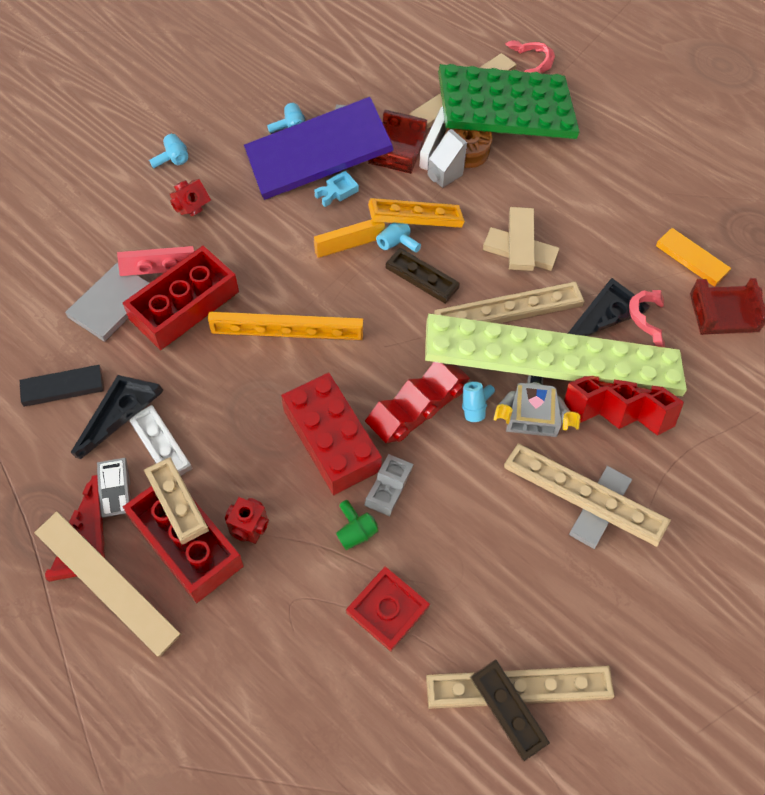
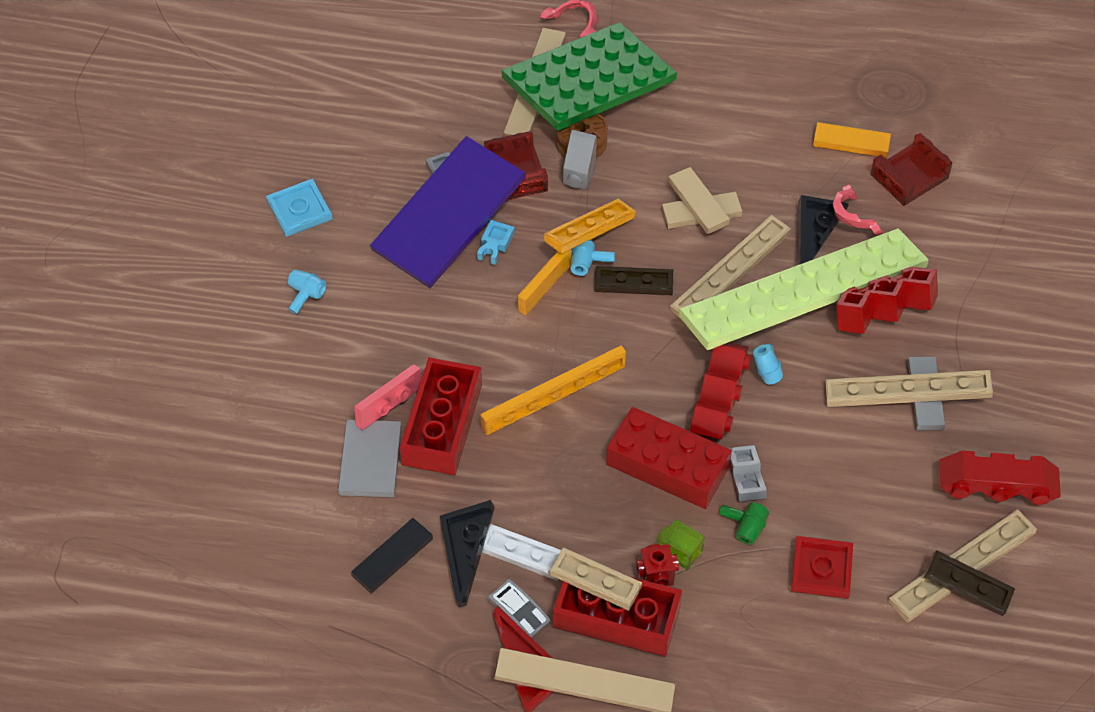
camera: 30 degrees left, 5 degrees down
(189, 197) = (366, 321): red brick -> none
(219, 94) = (299, 207): none -> medium azure tile
(283, 513) = (683, 542): none -> clear neon green brick
(293, 116) = (397, 195): medium azure piece -> none
(433, 139) = (547, 147): white tile -> none
(535, 410) = (822, 342): light grey torso -> none
(611, 627) = (1000, 477): none -> red brick

